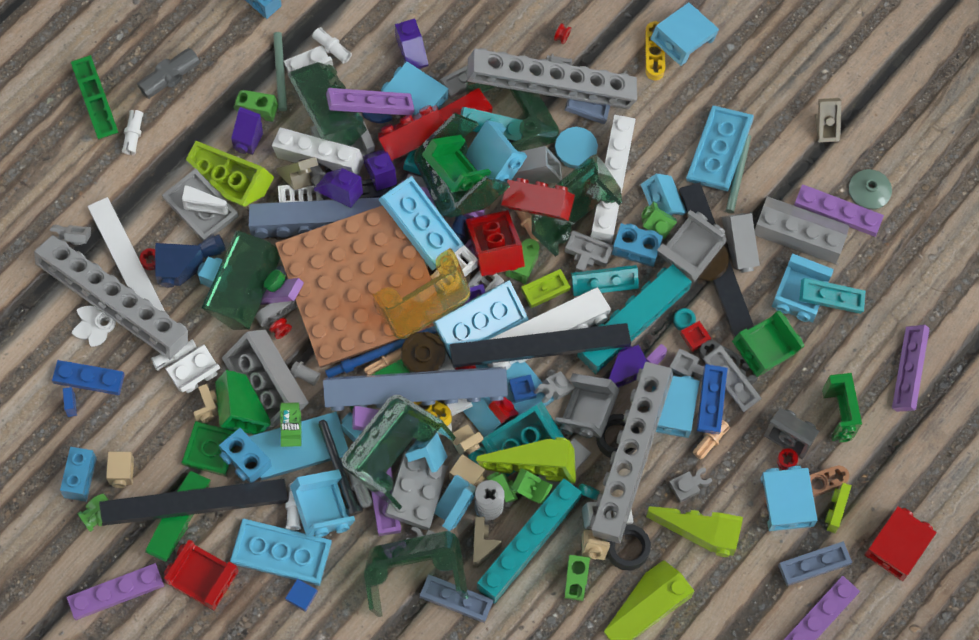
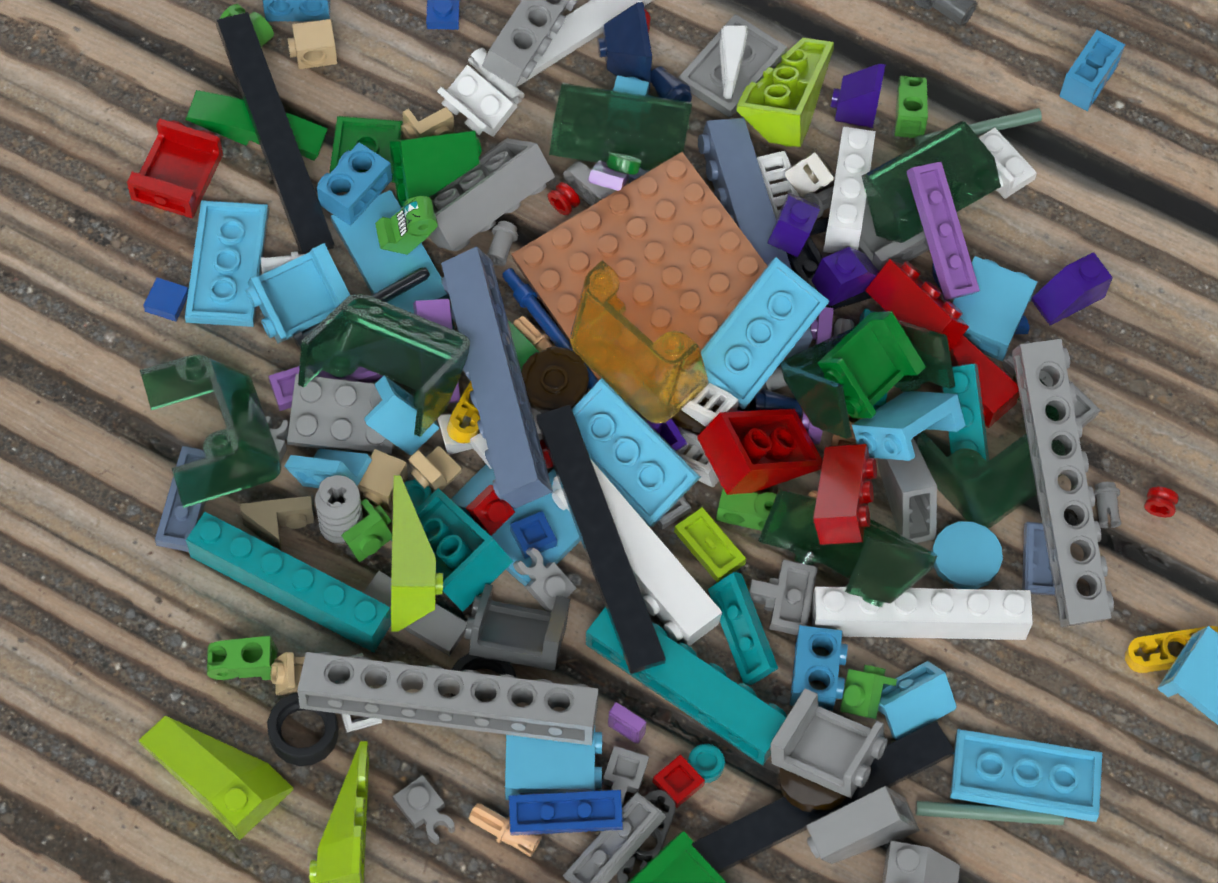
camera: 80 degrees right, 5 degrees down
(115, 591) = (139, 74): medium lavender plate -> none
(332, 45) = (1040, 185): white pin -> none
(531, 486) = (371, 564): bright green bracket -> none
(589, 491) = (383, 650): teal tile -> none
(627, 365) = (604, 673): dark purple slope -> none

